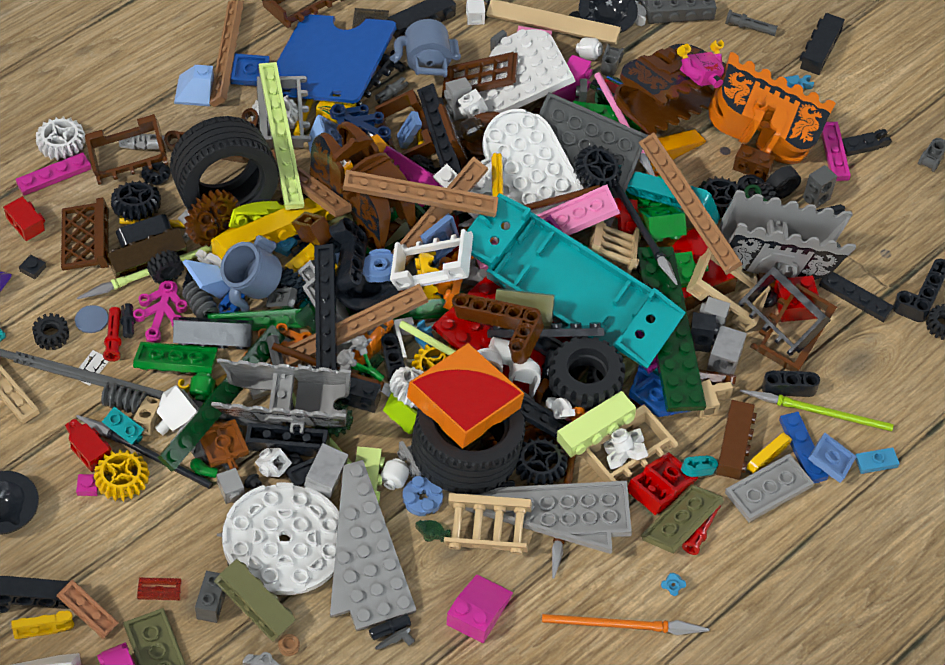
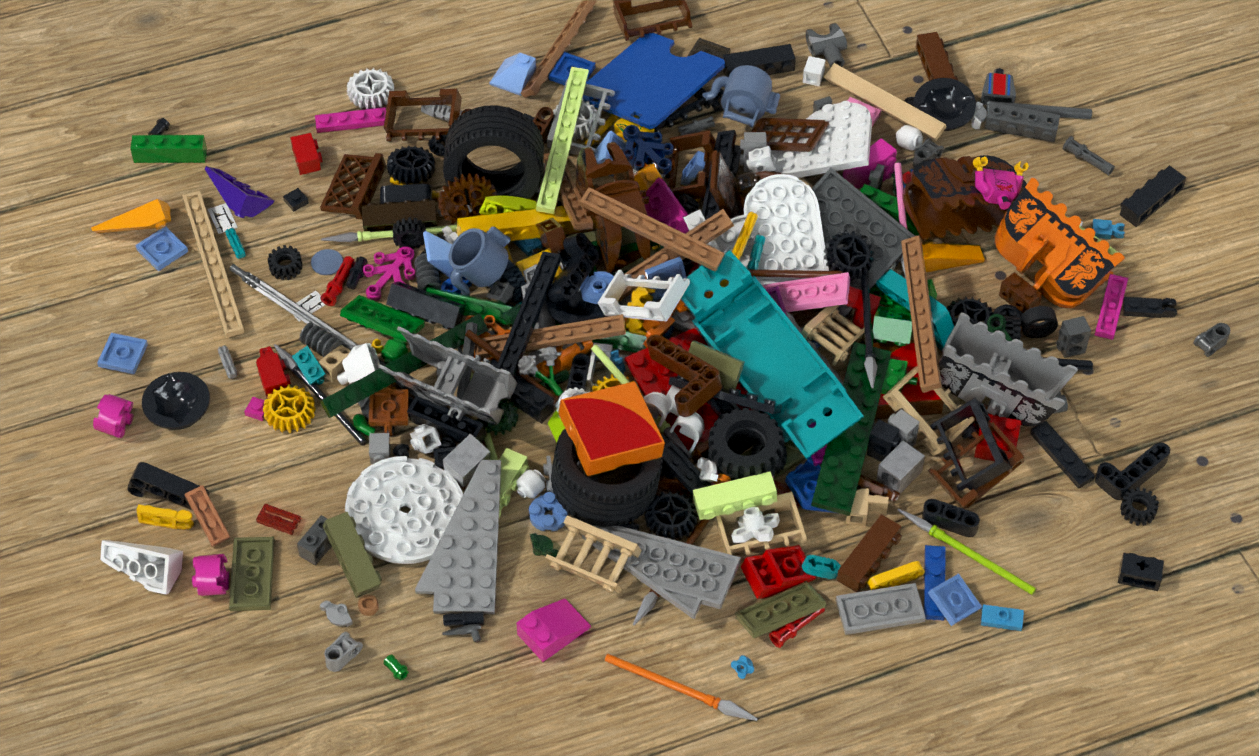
camera: 25 degrees right, 0 degrees up
(35, 447) = (227, 362): none -> light grey axle
(512, 188) = (756, 252): none -> teal axle

